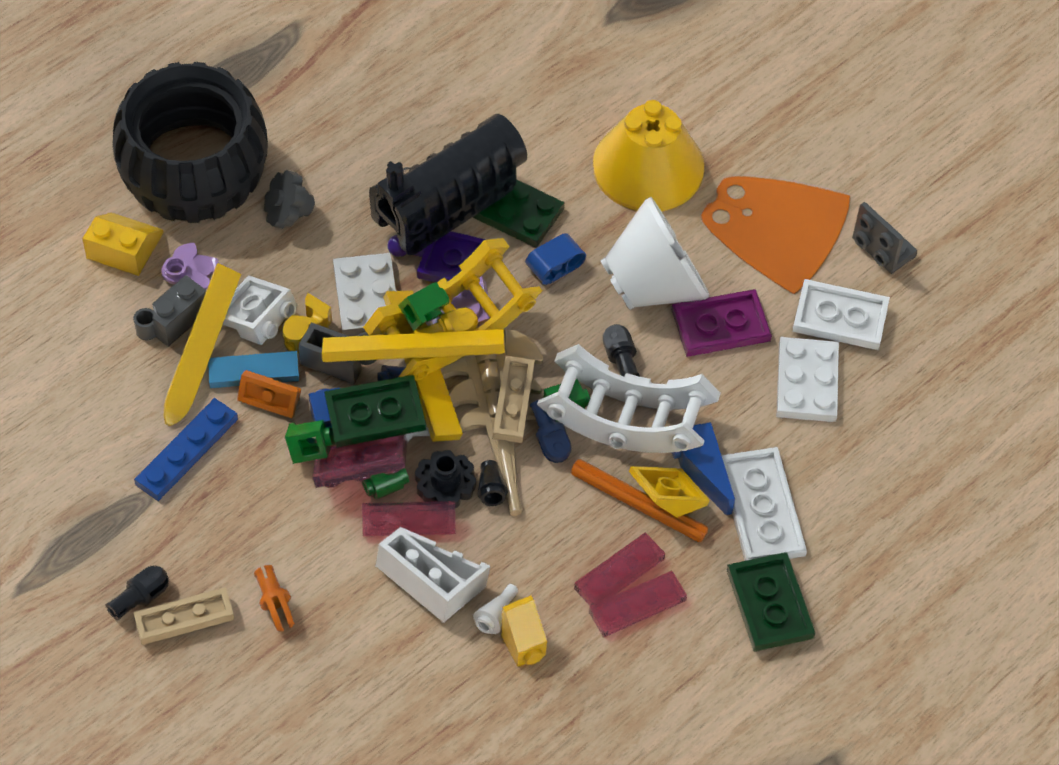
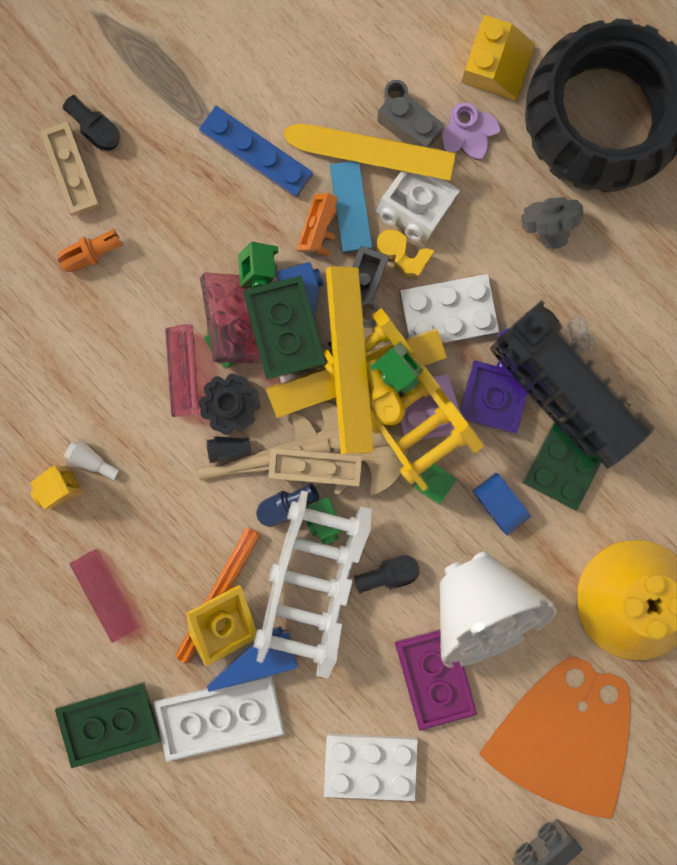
camera: 90 degrees right, 30 degrees up
(431, 574) = (115, 396): white wedge -> none
(539, 314) = (438, 483): none -> green brick
(619, 570) = (139, 577): clear pink plate -> none
(841, 314) = (449, 805): white plate -> none

